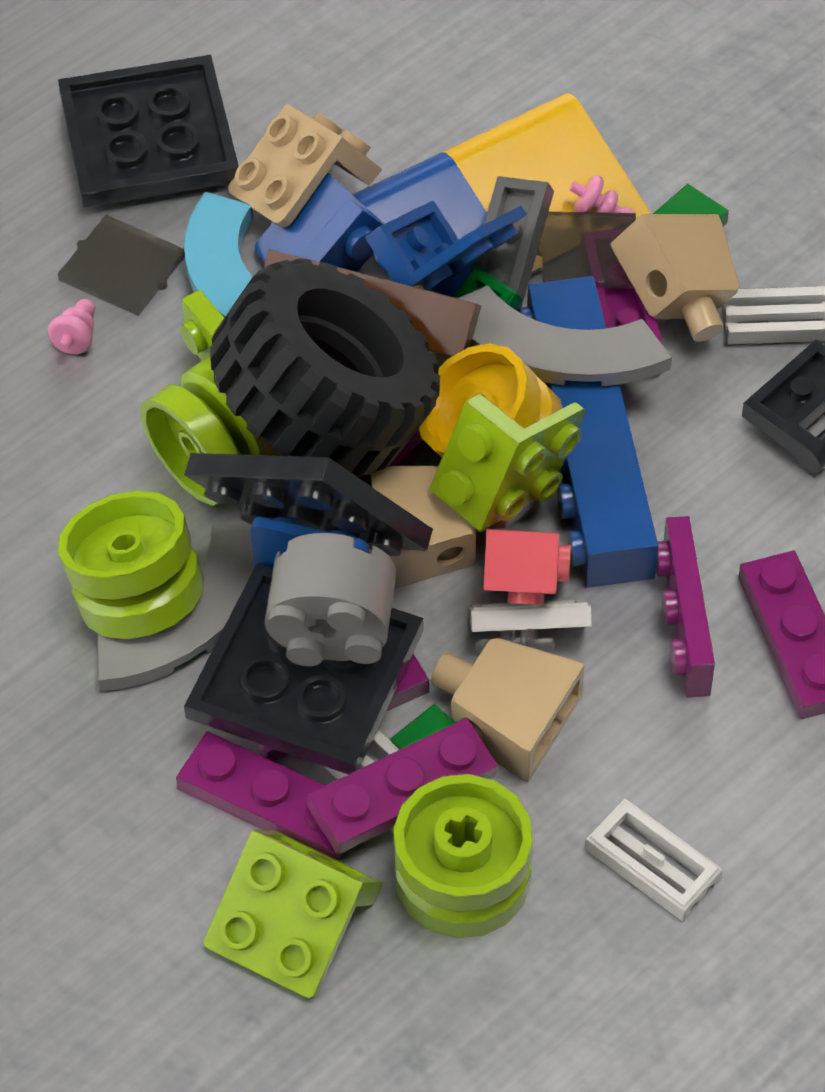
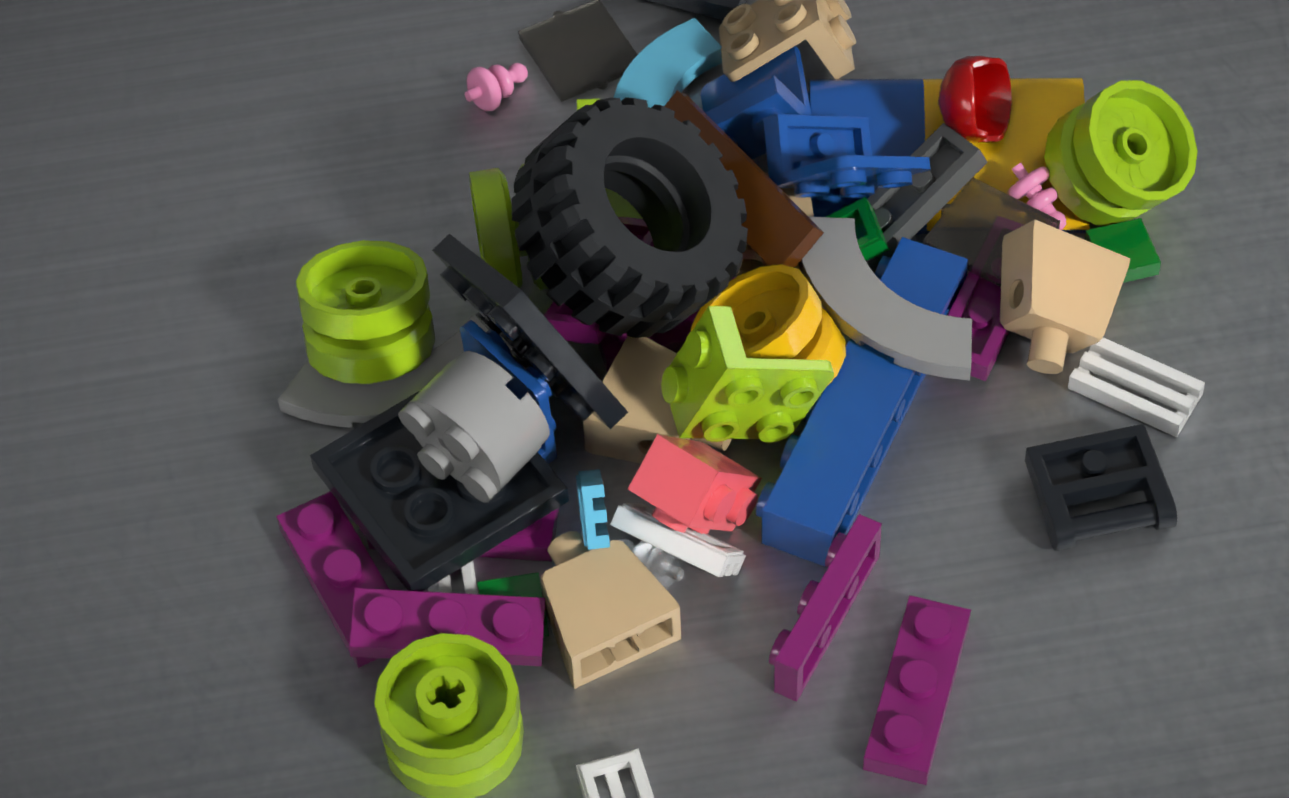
camera: 35 degrees right, 0 degrees up
(287, 910) = (280, 677): lime bracket -> none
(453, 613) = (592, 509): none -> medium azure tile
(507, 144) = (977, 98): none -> red hair
(649, 136) = (1121, 153): none -> lime wheel

